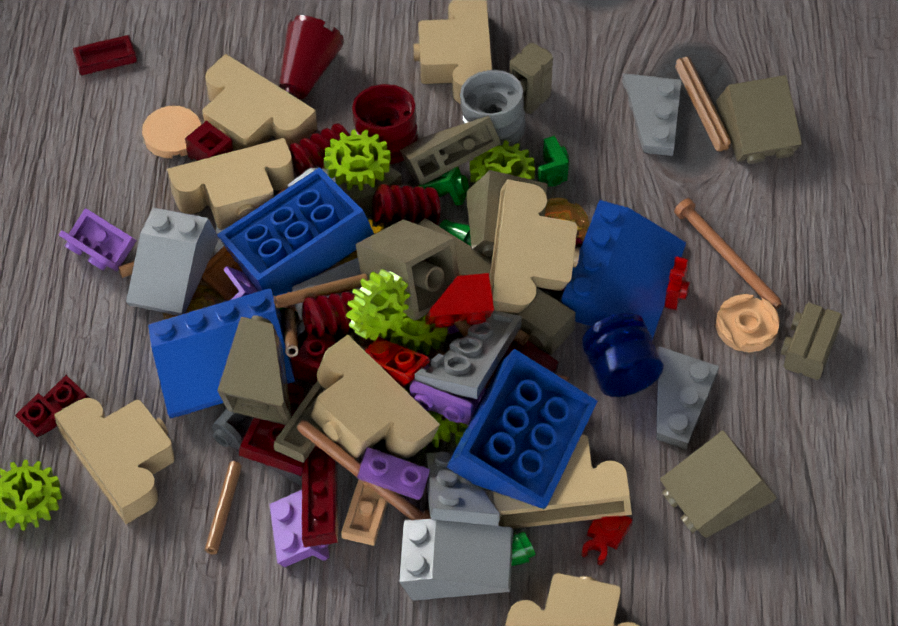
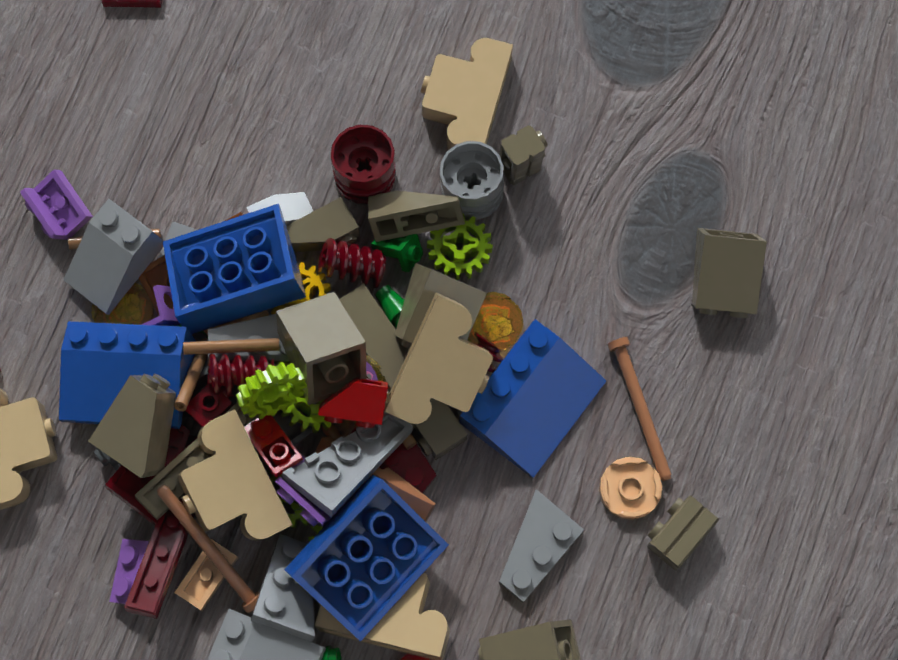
camera: 15 degrees right, 20 degrees up
(166, 130) = (166, 101): light nougat tile -> none
(207, 142) = (191, 125): dark red brick -> none
(223, 507) = (81, 527): medium nougat piece -> none
(232, 181) = (202, 182): tan brick -> none
(253, 108) = (247, 102): tan brick -> none
(307, 54) = (316, 61): dark red cone -> none
(312, 151) = (296, 171): dark red piece -> none
(357, 159) = (309, 210): lime gear -> none
(393, 473) = (234, 557): medium lavender bracket -> none
(557, 163) = (516, 250): green bracket -> none
(622, 355) = (493, 496): clear blue wheel -> none
(655, 111) = (633, 221): light grey wing -> none
(678, 286) = (577, 432): red plate -> none
(703, 104) = (682, 229): medium nougat axle -> none

